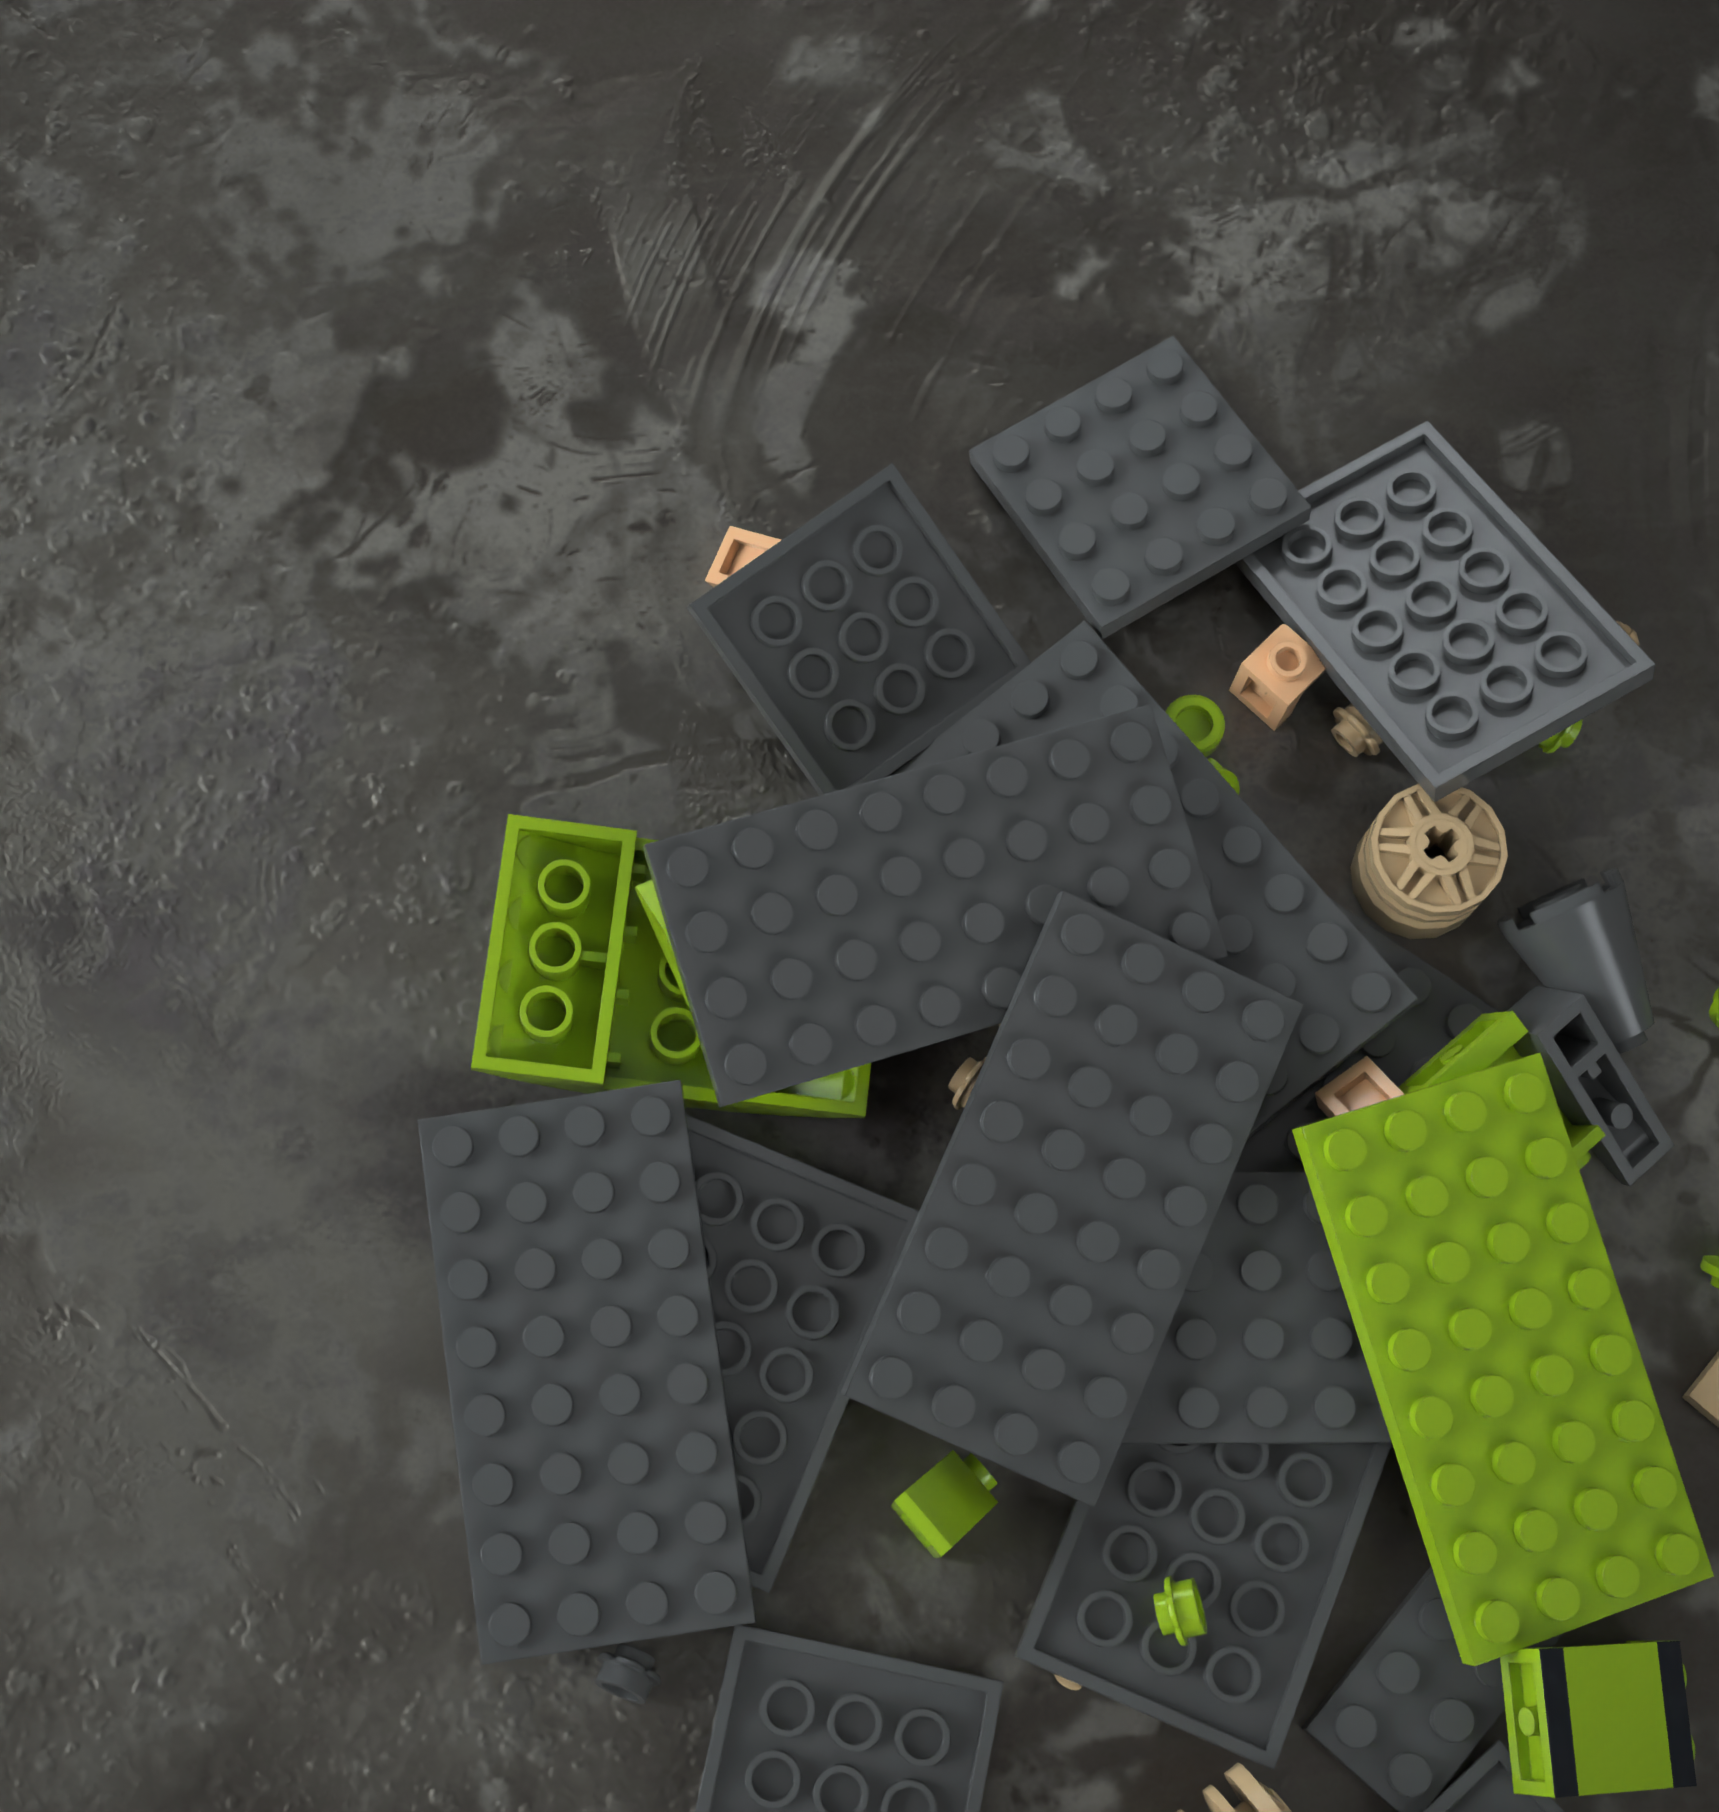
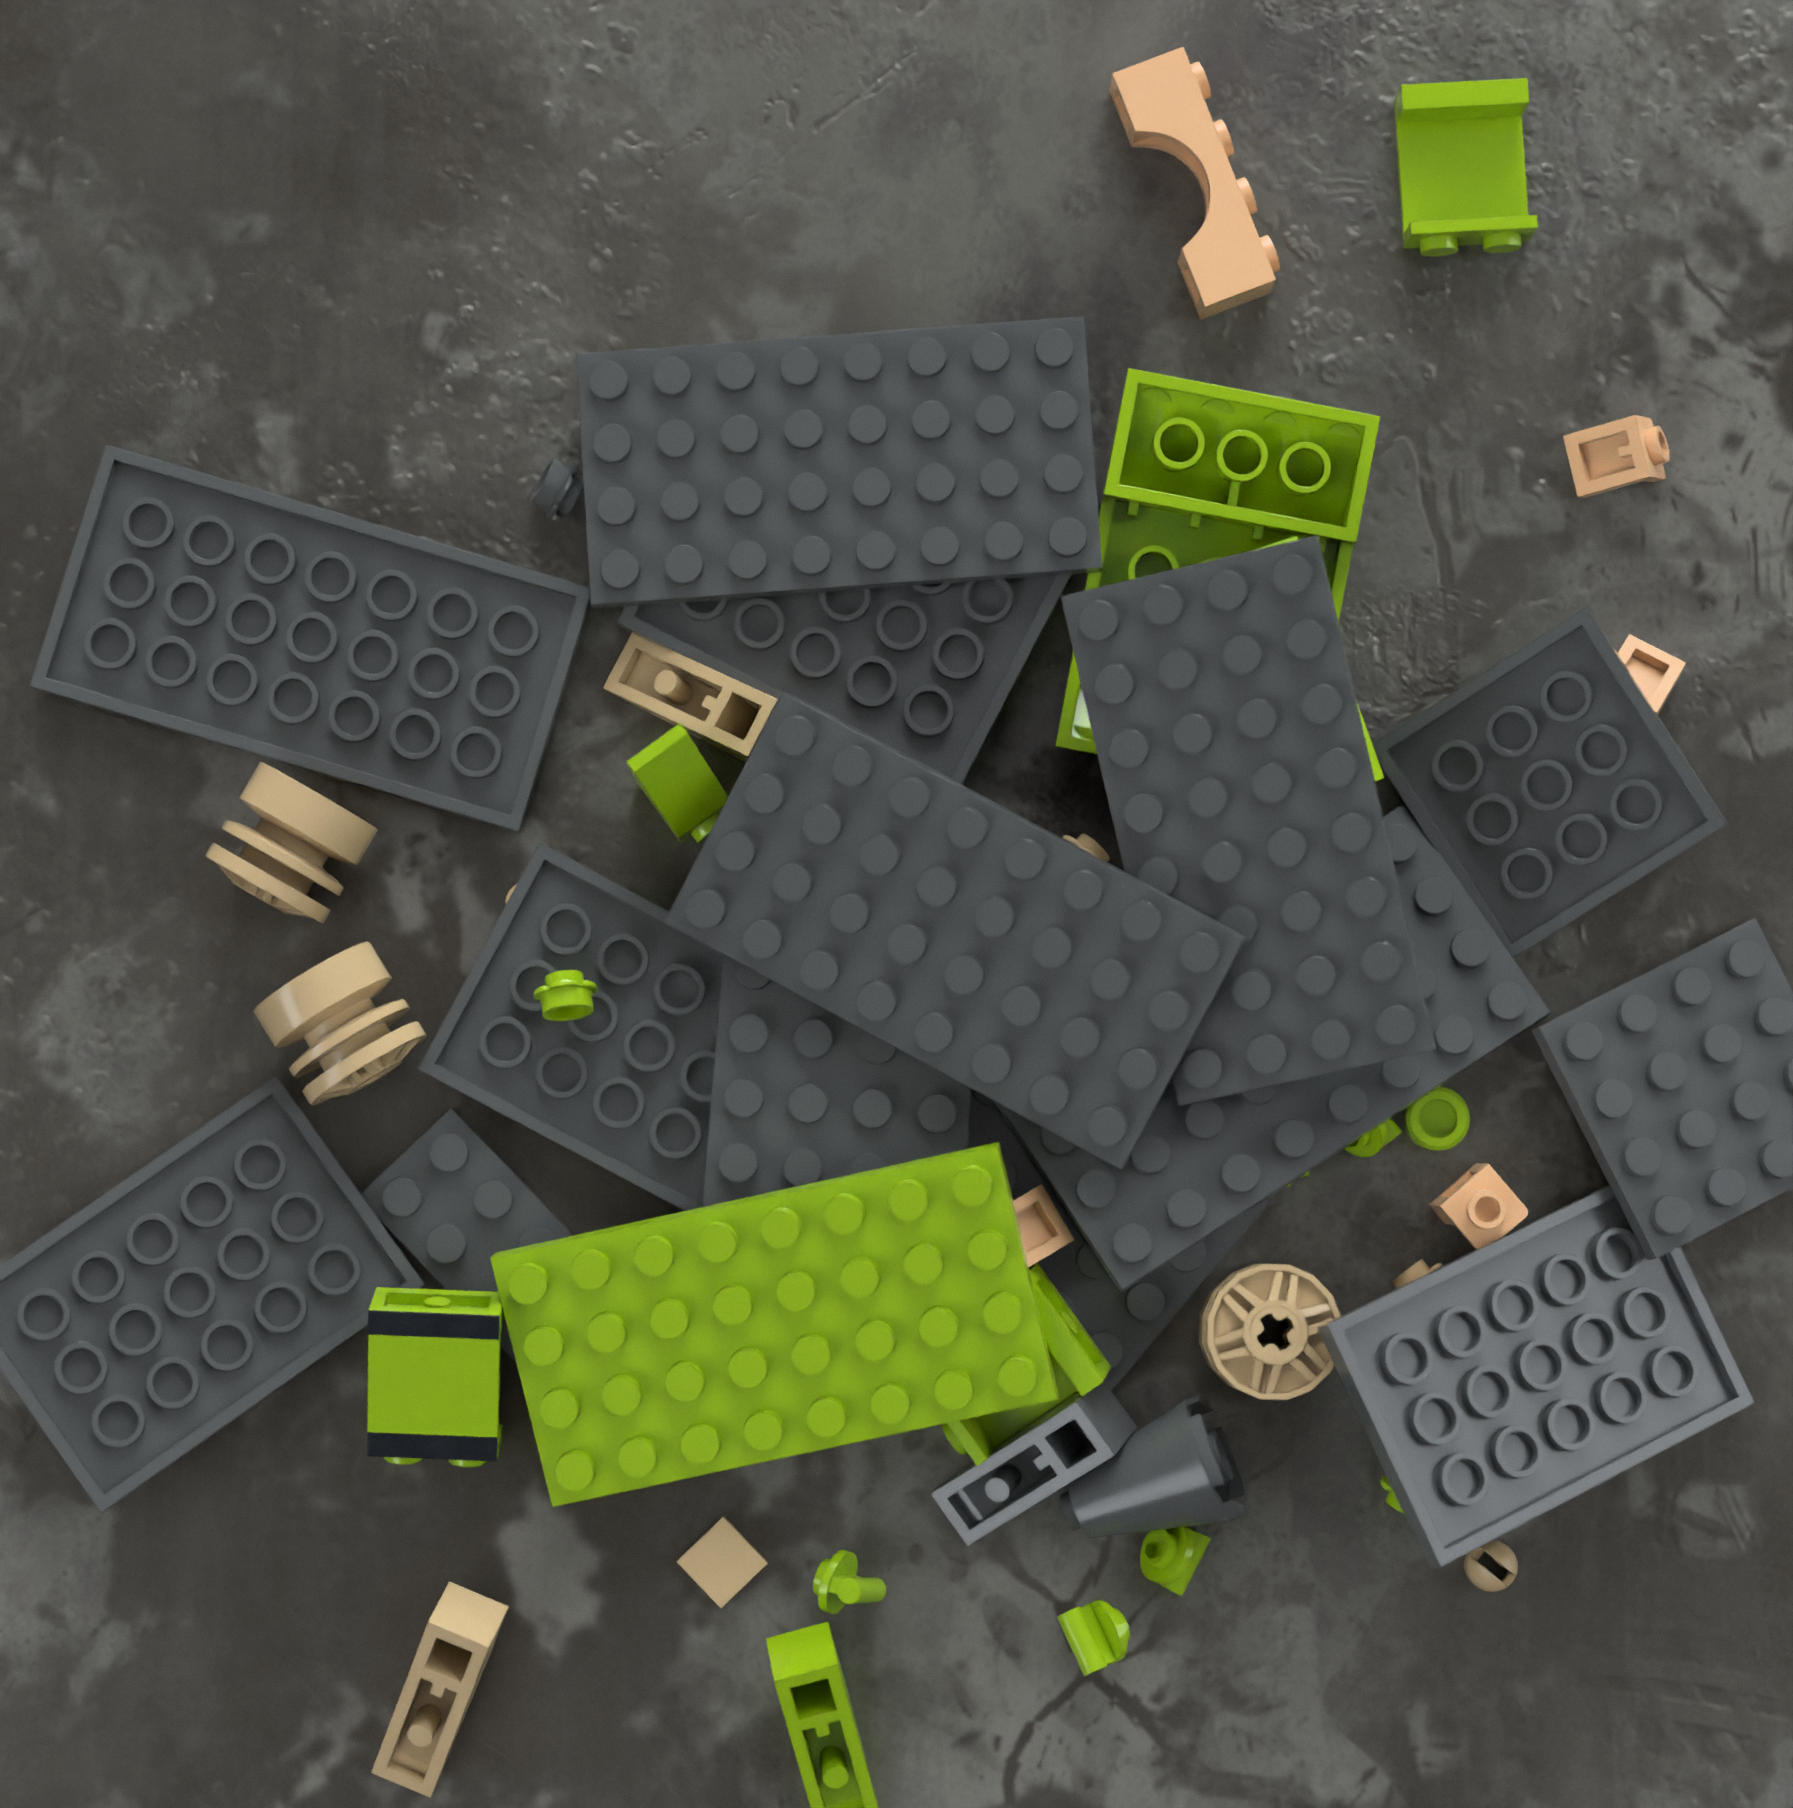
camera: 90 degrees right, 10 degrees up
(195, 1058) = (1167, 111): none -> light nougat arch
(245, 767) = (1463, 165): none -> lime panel
(531, 602) = (1616, 455): none -> light nougat bracket
(844, 1500) = (691, 694): none -> tan slope
(1659, 944) = (1172, 1556): none -> lime plate

